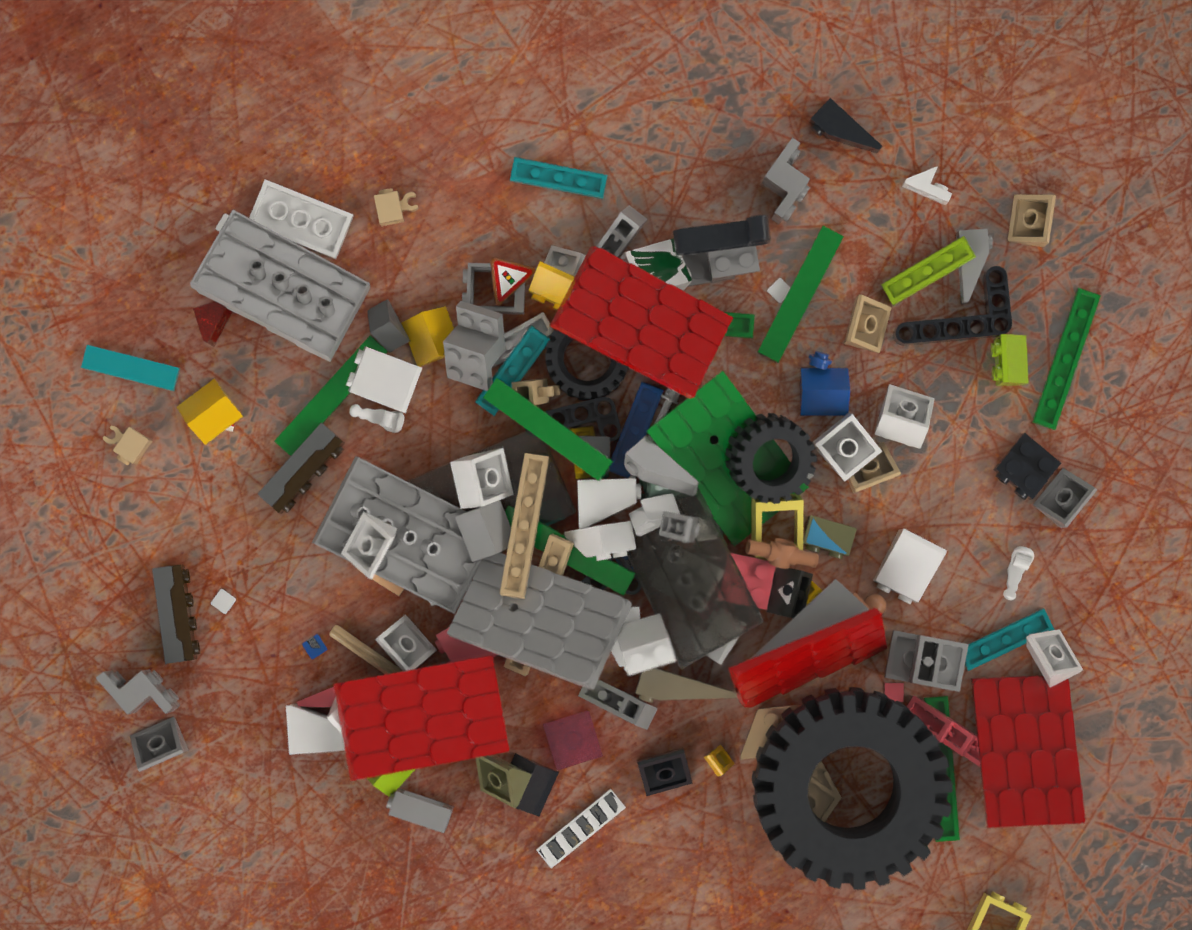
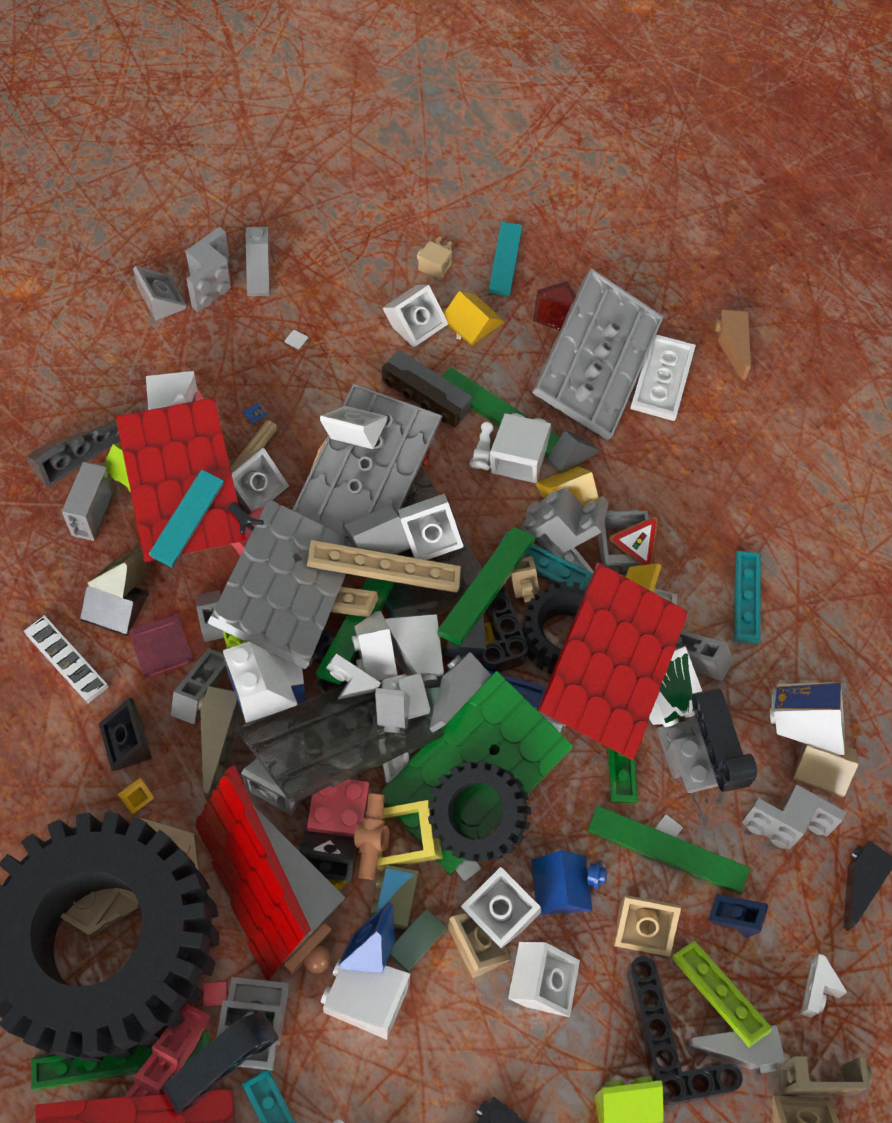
camera: 80 degrees right, 25 degrees down
(123, 639) = (258, 261): none -> light grey slope
(175, 613) = (282, 298): piece -> none
(205, 472) = (415, 314): none -> white slope
(255, 135) = (734, 339): none -> medium nougat slope
(361, 840) = (66, 455): none -> dark grey wedge
(390, 207) = (689, 448): tan brick -> none
(470, 710) = (186, 518): none -> teal tile
(473, 657) = (243, 518): none -> black bar
(546, 692) = (205, 606): none -> light grey slope
(641, 558) = (358, 680): none -> white slope
(691, 146) = (810, 714): none -> white slope
(731, 137) = (826, 769): none -> tan slope
(864, 244) = (738, 914): none -> dark blue slope
(865, 520) = (417, 940): none -> sand green slope
(872, 560) = (371, 943): none -> blue slope
(962, 684) = (218, 1060): none -> black beam
(1005, 222) = (797, 1083): none -> dark tan panel

